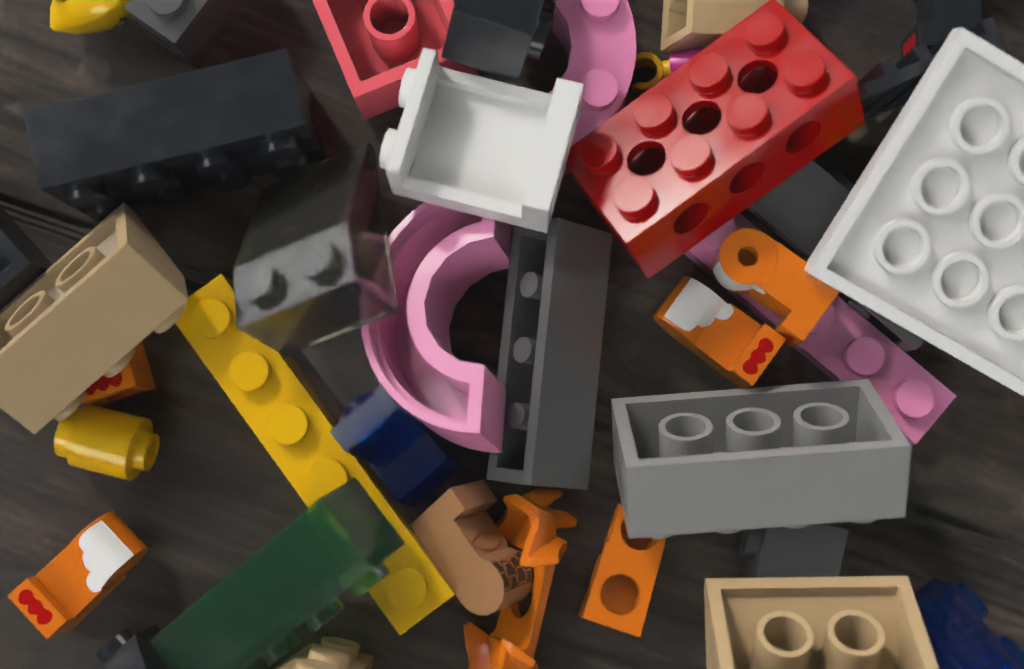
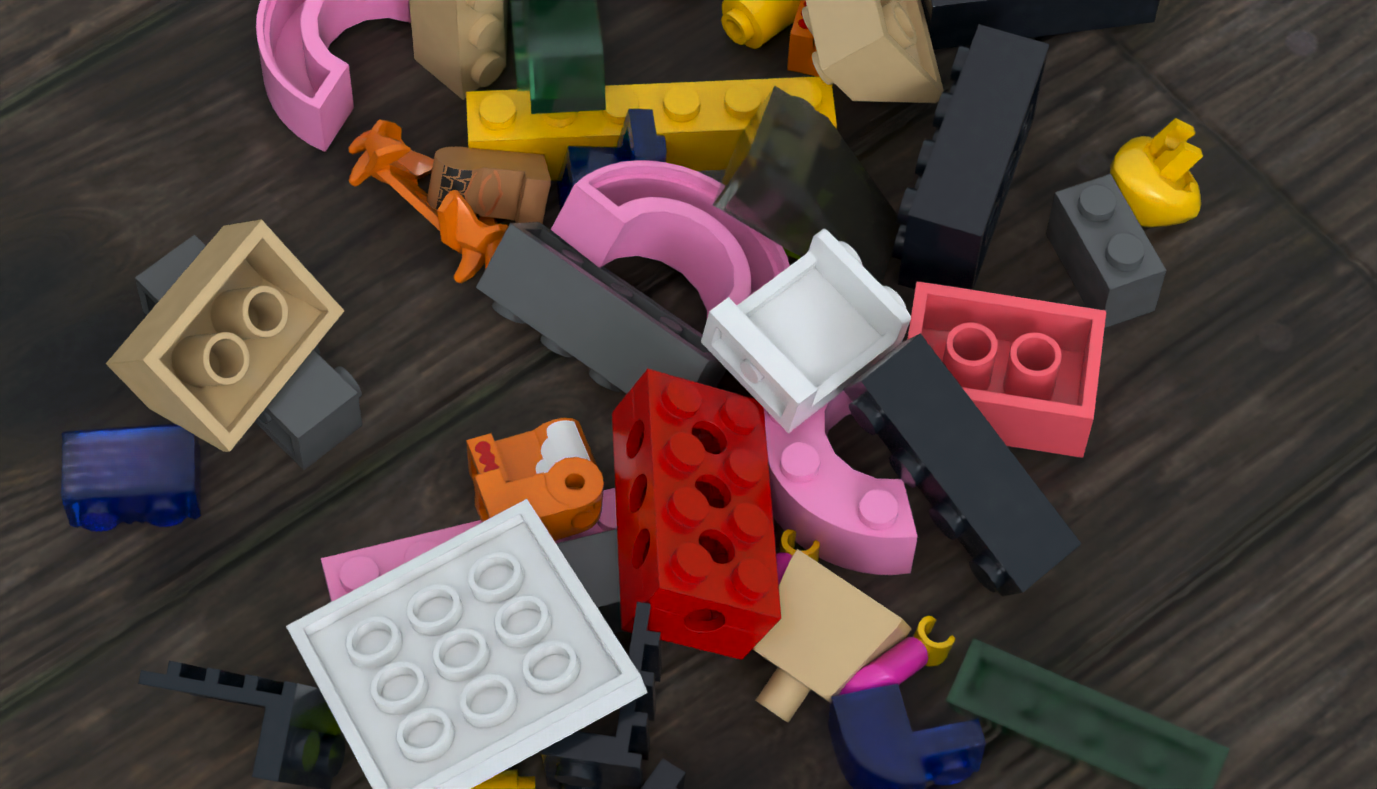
camera: 115 degrees right, 25 degrees down
(622, 579) = (390, 282): orange leg -> none
(758, 459) = (409, 400): light grey brick -> none

